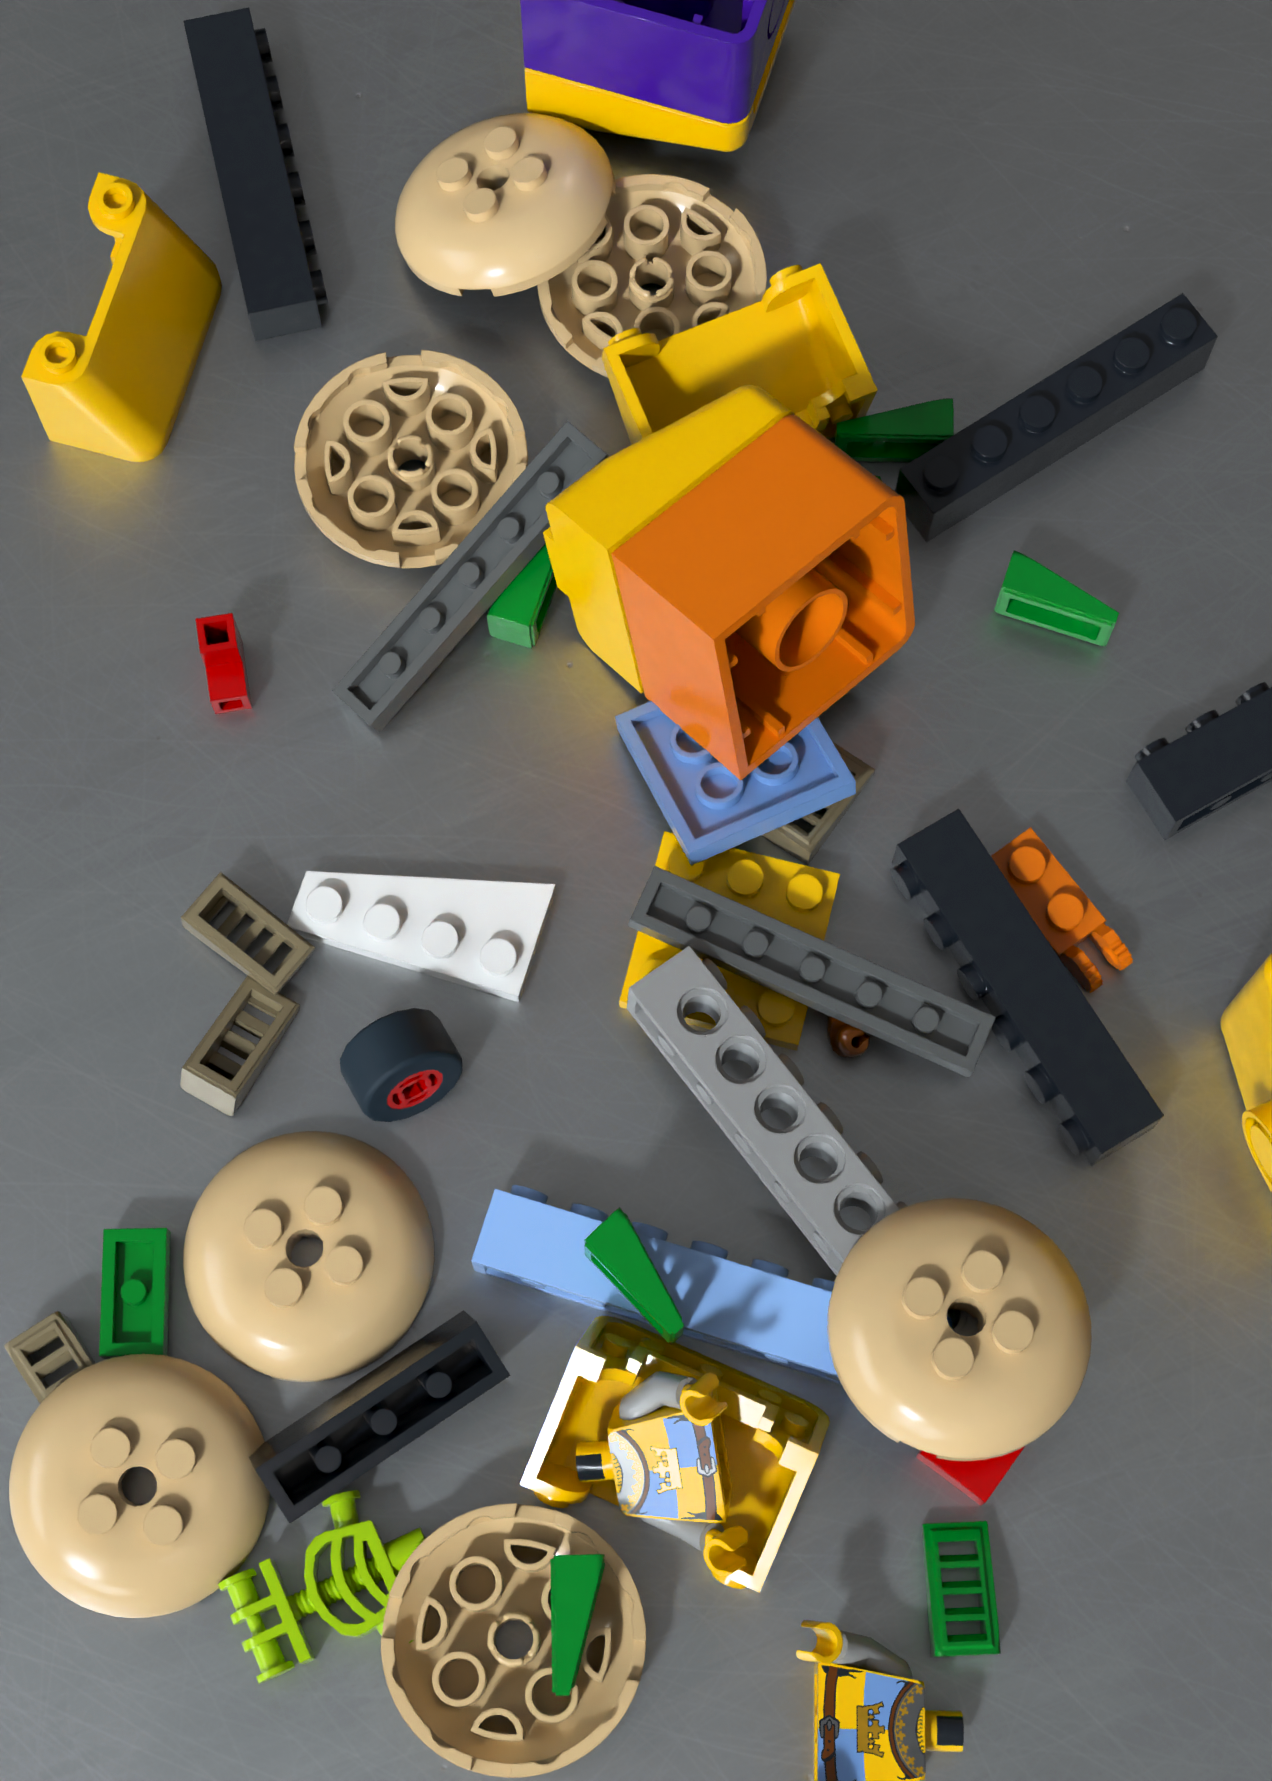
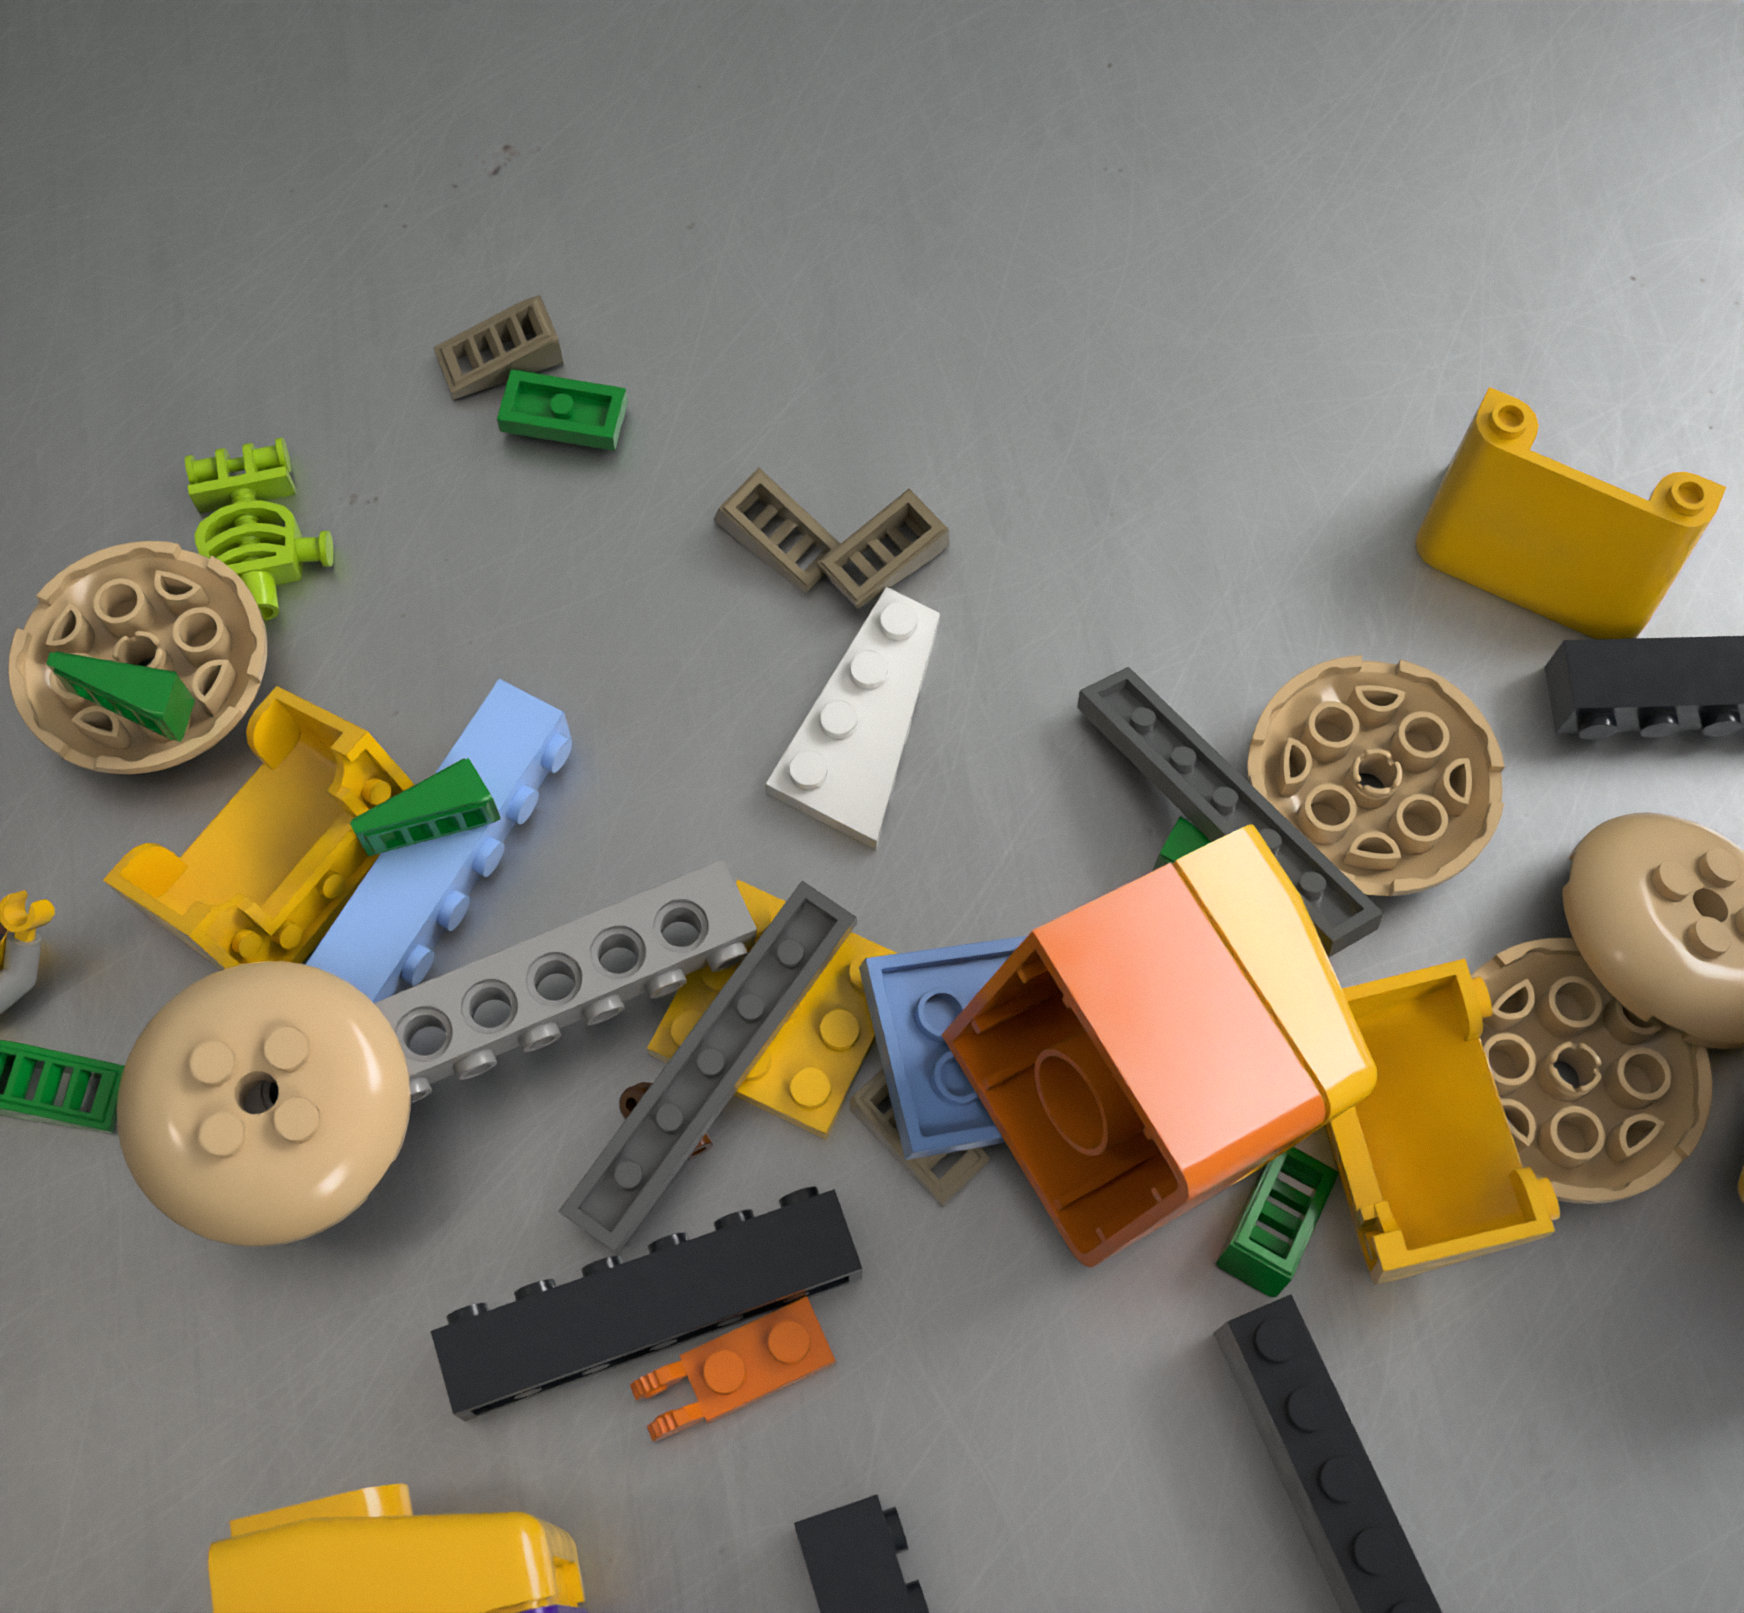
camera: 100 degrees right, 5 degrees down
(72, 1501) = (403, 432): tan brick -> none
(224, 663) = (1176, 574): red piece -> none
(321, 1316) = (571, 609): tan brick -> none
(378, 1415) = (382, 580): black brick -> none
(401, 1065) = (715, 657): black wheel -> none
(671, 1464) = (247, 825): torso -> none
(897, 433) = (1348, 1322): green slope -> none
(1051, 602) = (1117, 1438): green slope -> none

